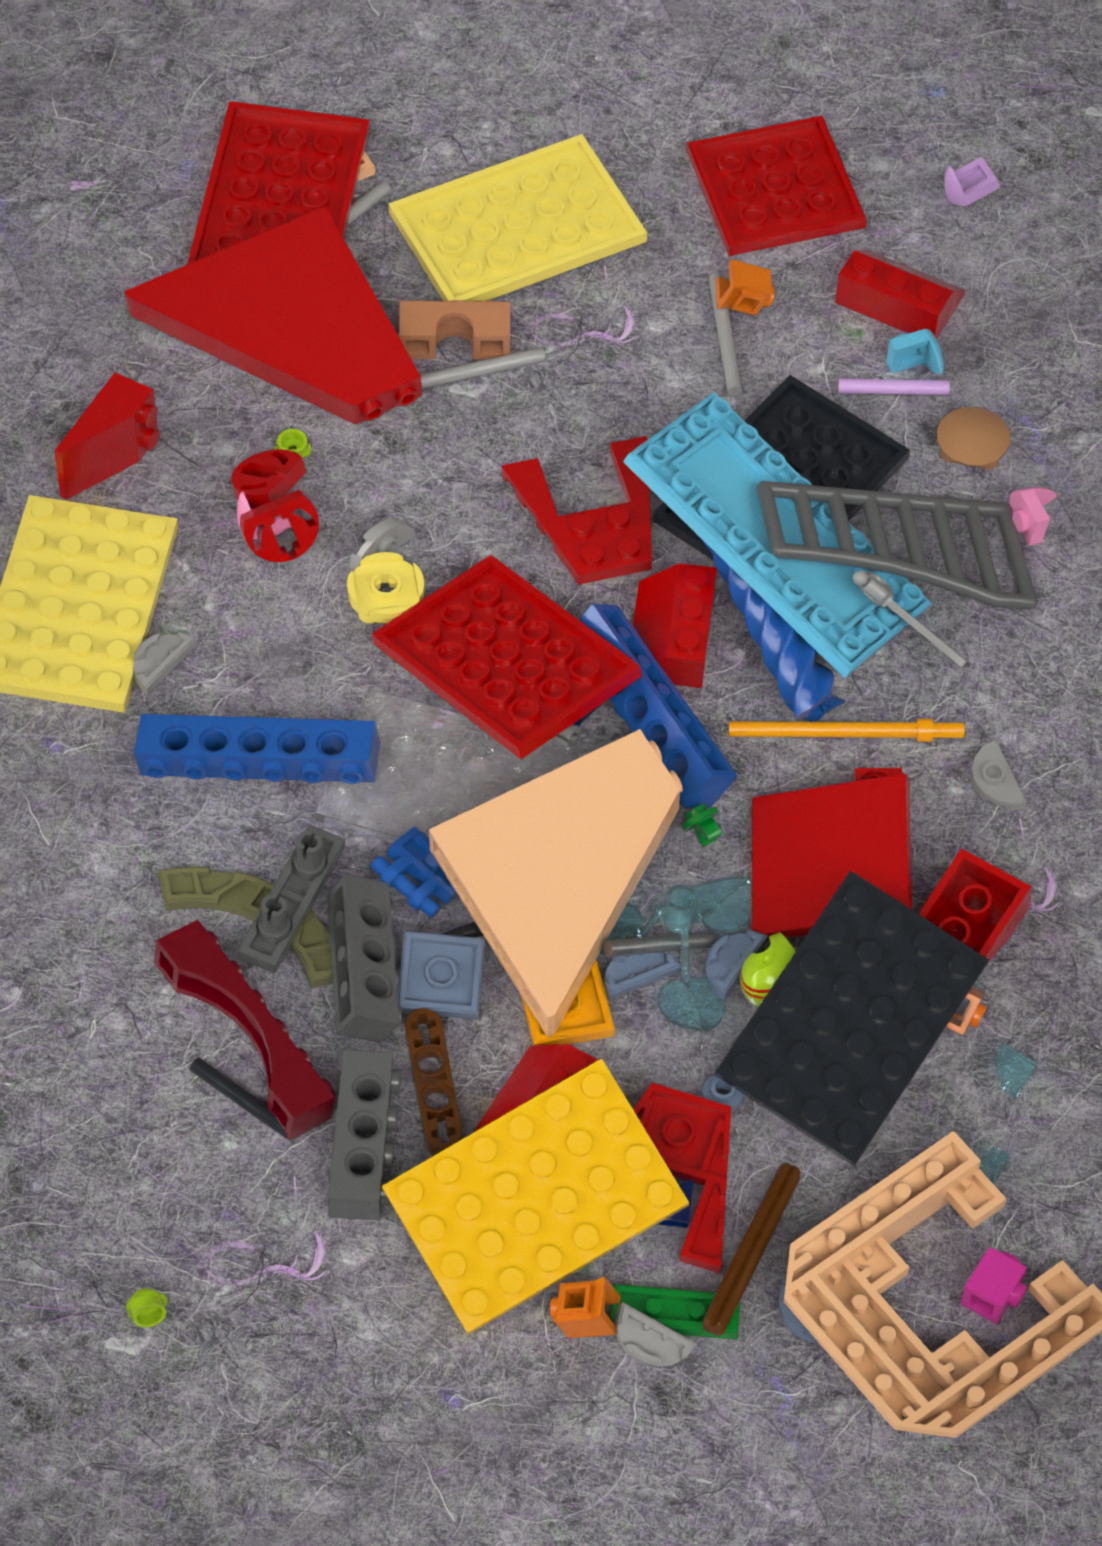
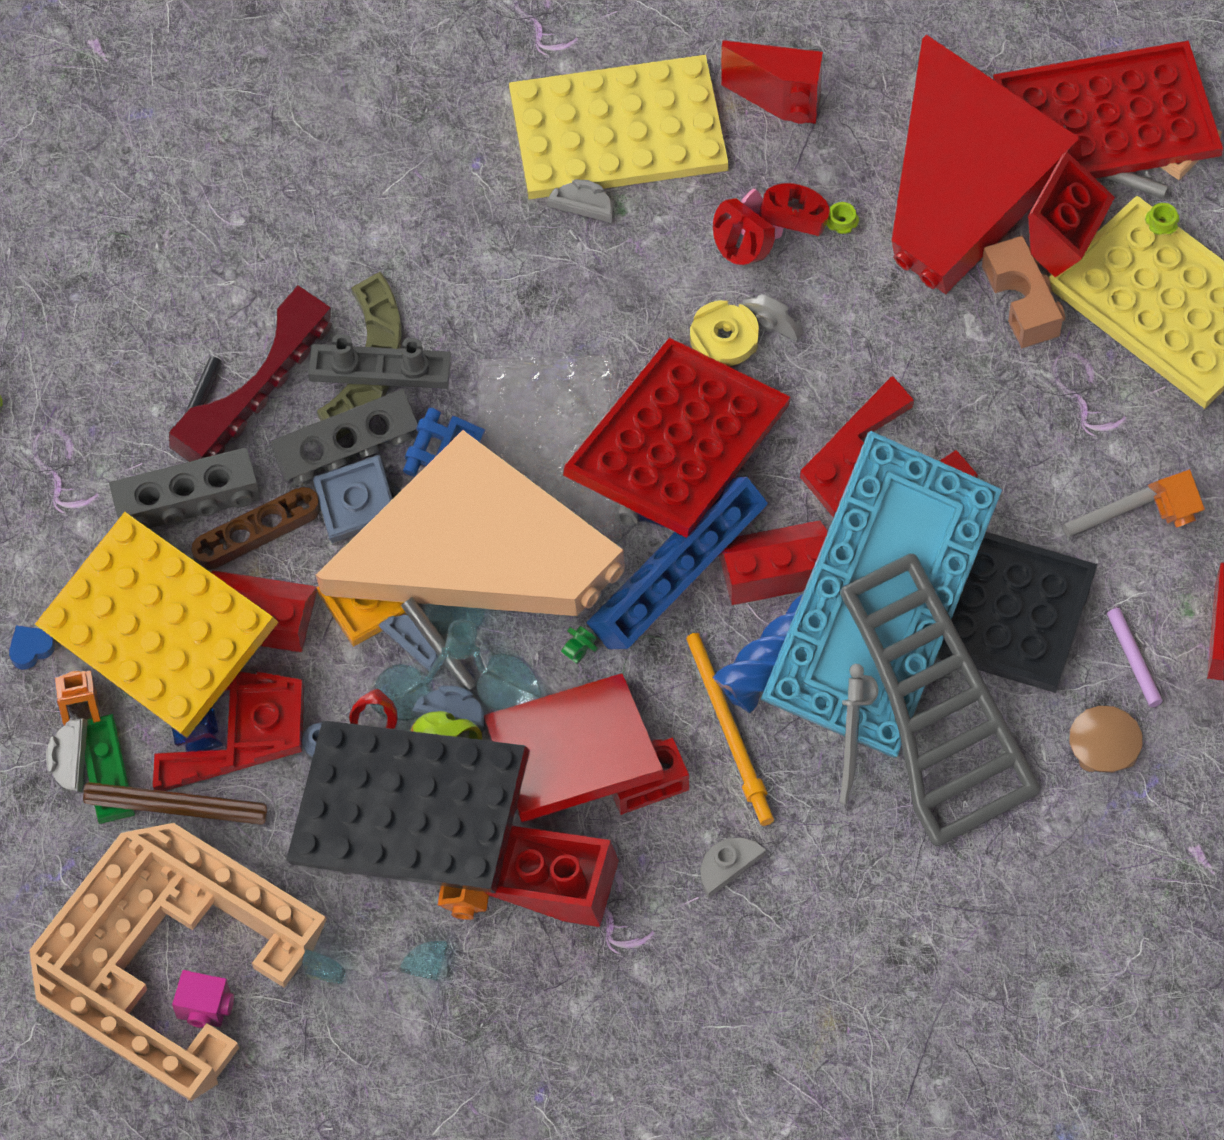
camera: 75 degrees right, 5 degrees up
(273, 738) = (512, 294): blue brick -> none
(405, 254) = (1067, 216): none -> red slope
(432, 188) = (1164, 212): none -> lime plate
(482, 367) = (996, 327): light grey bar -> none
(490, 1348) = (29, 646): none -> blue tile
(705, 1022) = (375, 697): none -> red piece
(914, 350) = (1179, 657): medium azure plate -> none
(1029, 512) = (1027, 807): bright pink plate -> none

